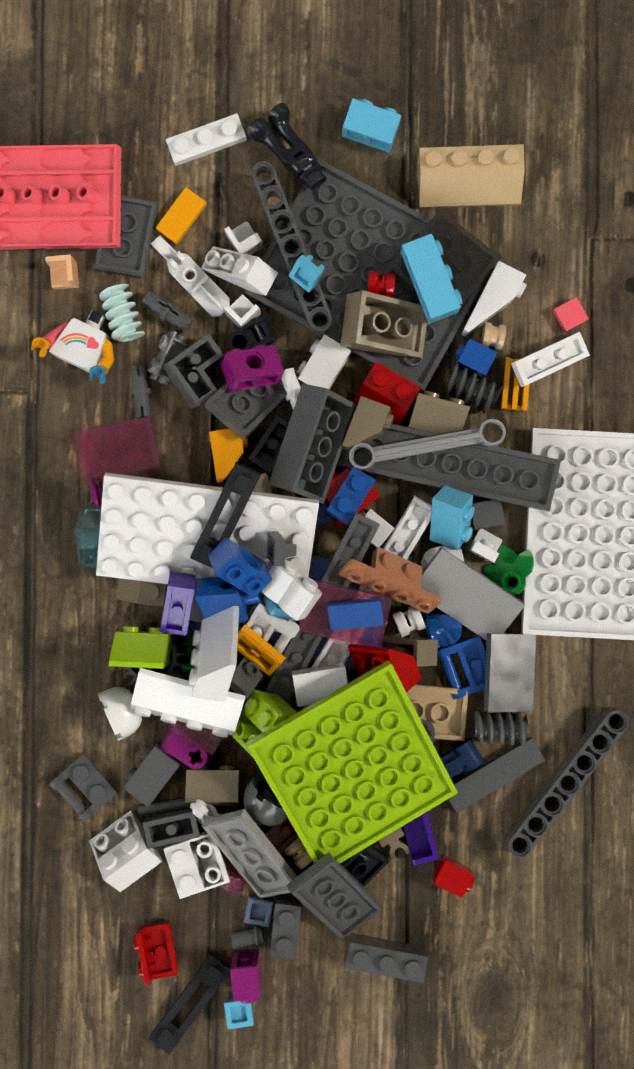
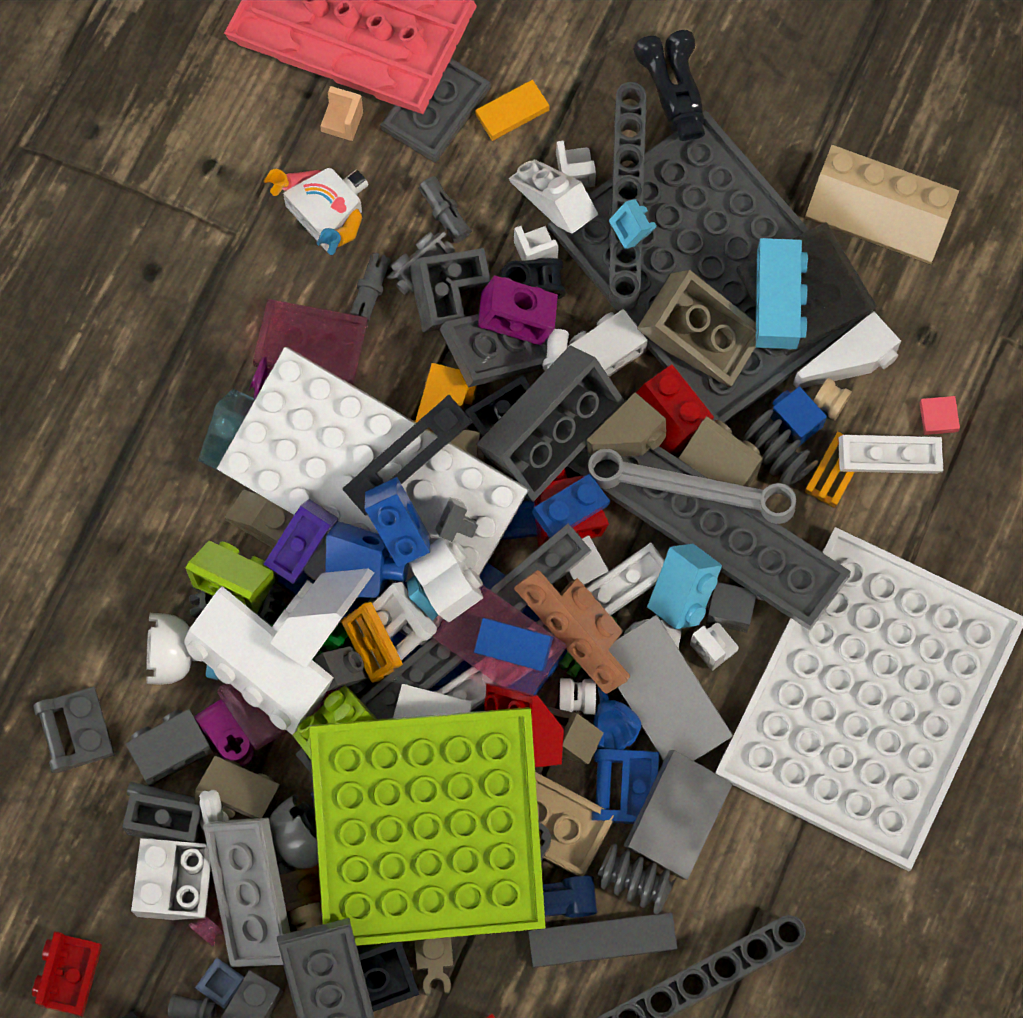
camera: 20 degrees right, 15 degrees down
(119, 313) = (389, 186): light aqua piece -> none
(124, 852) = (88, 829): white slope -> none
(201, 286) = (497, 199): white piece -> none
(206, 139) = (581, 38): white plate -> none
(371, 124) = (786, 99): medium azure brick -> none
(381, 284) = (719, 278): red wheel -> none
(421, 840) = (472, 971): dark purple panel -> none
(508, 566) = (735, 685): green plate -> none

